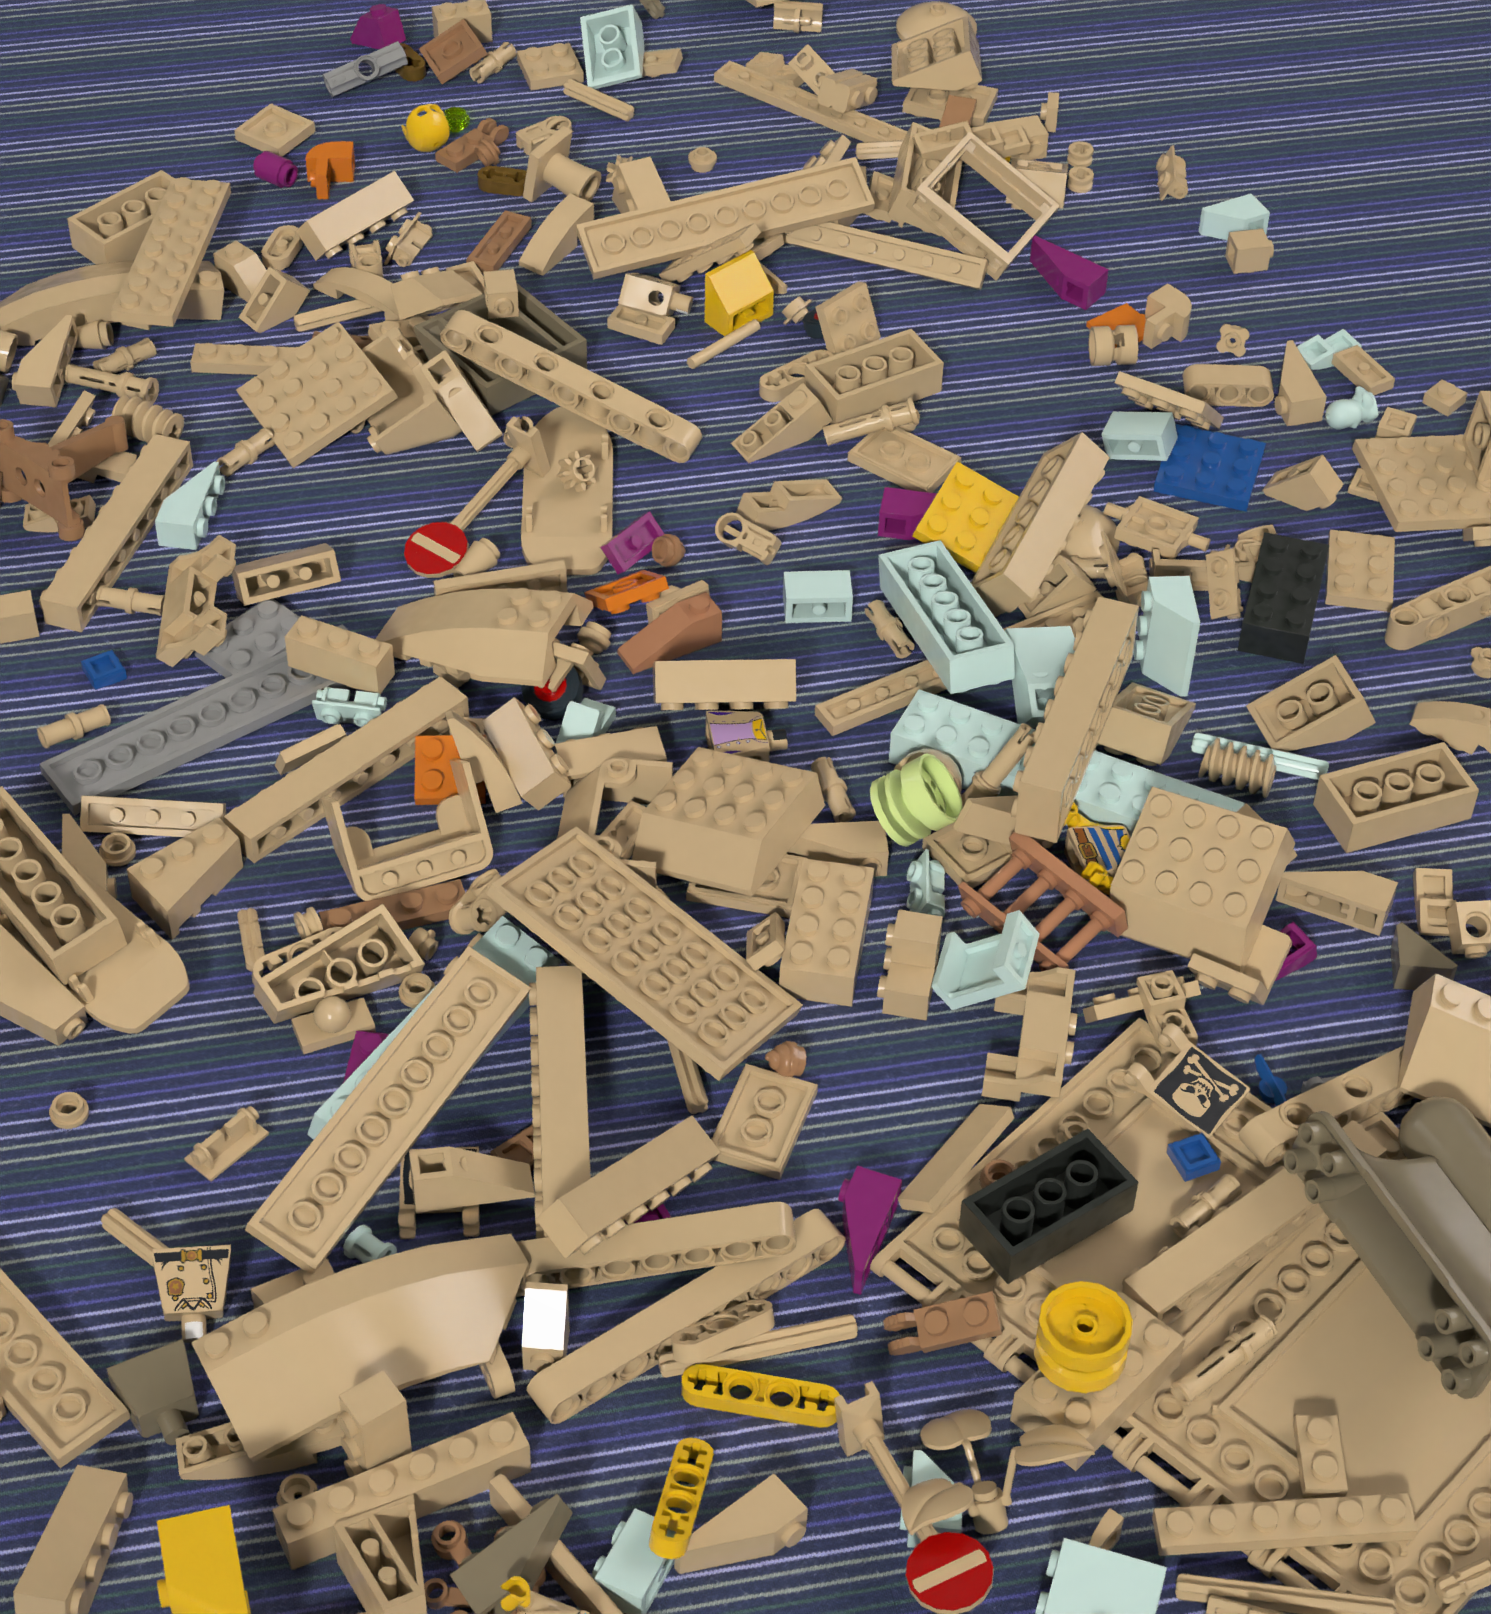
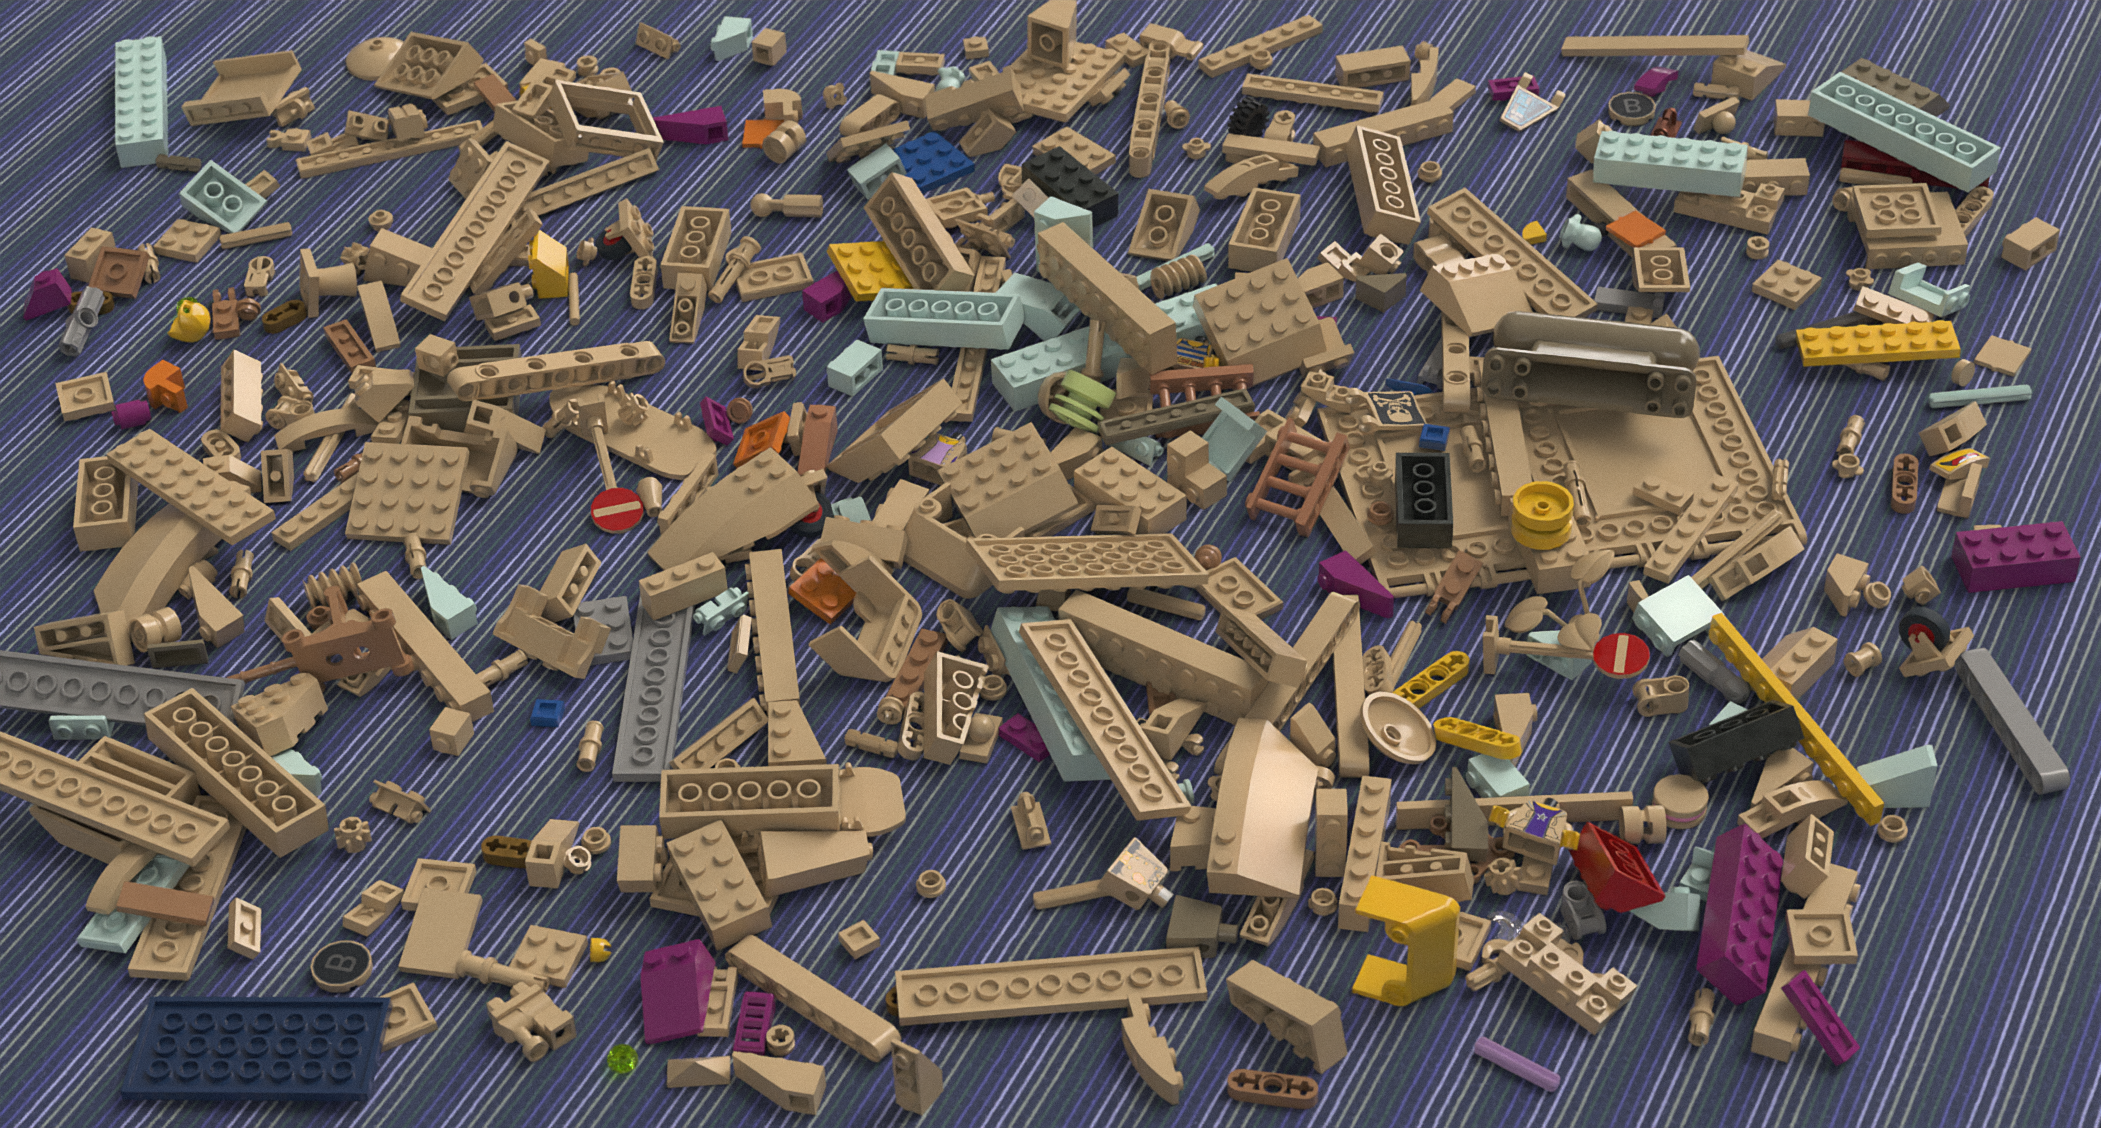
camera: 50 degrees left, 5 degrees down
(120, 384) = (272, 584): tan pin -> none
(661, 1398) = (1397, 728): none -> tan dish
(756, 42) = (291, 140): none -> tan plate
(977, 893) = (1171, 417): none -> dark tan tile
(993, 1090) = (1314, 495): none -> nougat fence
(1023, 406) = (791, 205): none -> tan piece
(1348, 447) = (970, 101): none -> tan wedge

